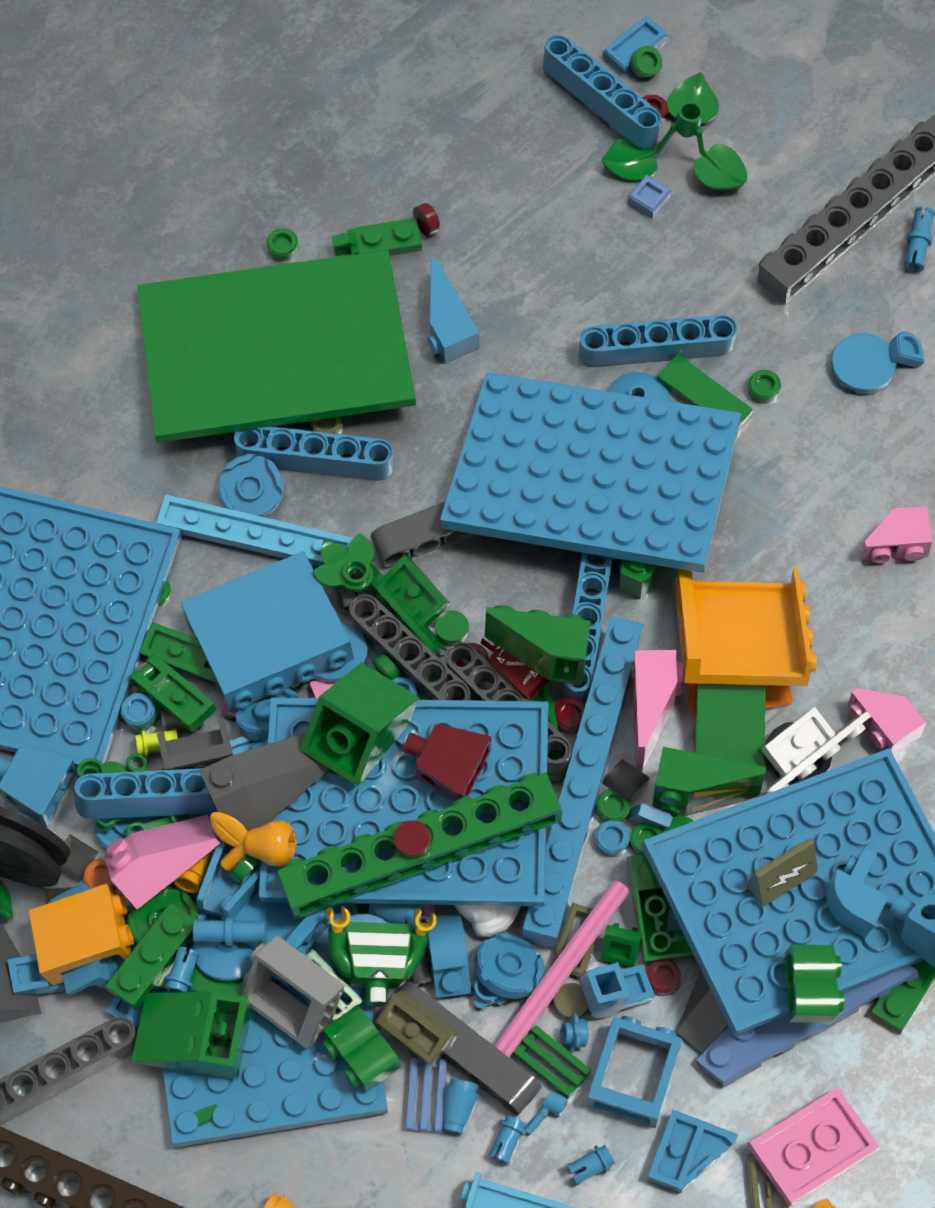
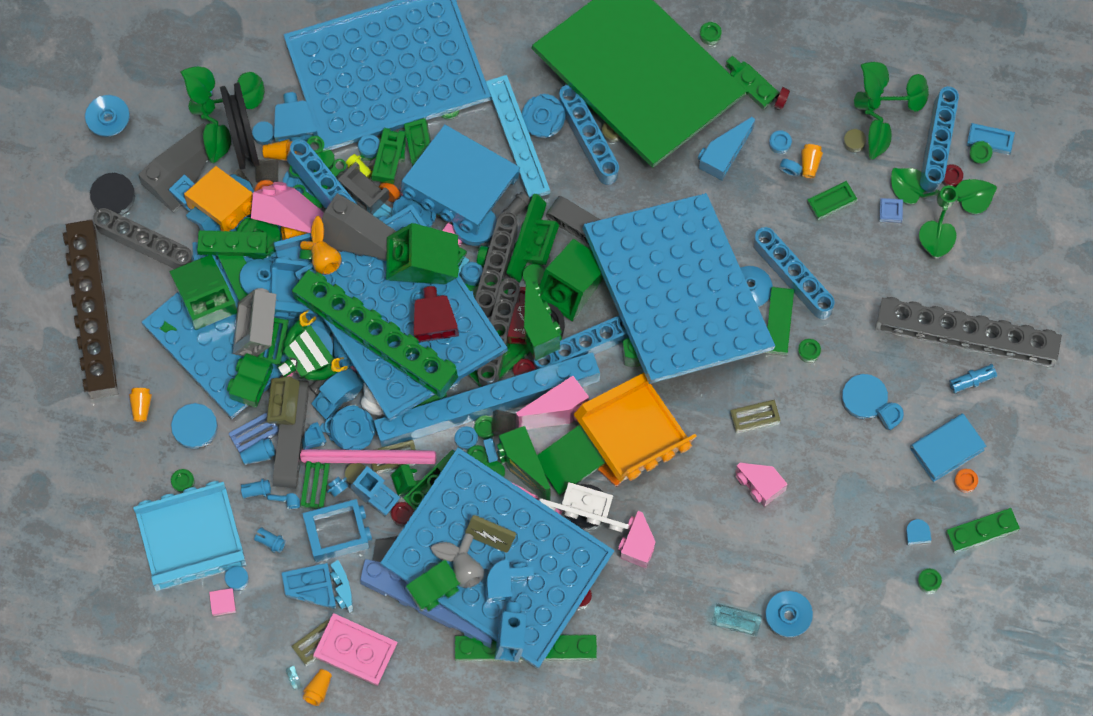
camera: 55 degrees right, 5 degrees up
(63, 818) = (277, 150): none -> light orange cone
(181, 971) = (231, 262): dark azure pin -> none
(212, 722) = (393, 191): none -> orange tile
(230, 931) = (266, 271): dark azure pin -> none
(343, 562) = (527, 192): green plate -> none
(363, 1166) = (194, 426): none -> dark azure tile
(412, 839) = (369, 325): dark red tile -> none
(478, 256) = (780, 142): none -> dark azure tile
(485, 1022) = (313, 437): none -> dark azure tile
(489, 574) = (571, 279): none -> green slope
(503, 128) = (875, 79): none -> green plant
(521, 263) = (790, 167): none -> dark azure tile
(527, 237) = (811, 158): none -> light orange cone
(535, 179) = (854, 140): none -> olive tile
(592, 248) = (832, 200): none -> green tile
(729, 1113) = (343, 592): none -> medium azure slope
(800, 517) = (759, 424): none -> olive tile
(815, 927) = (466, 569): none -> light grey piece

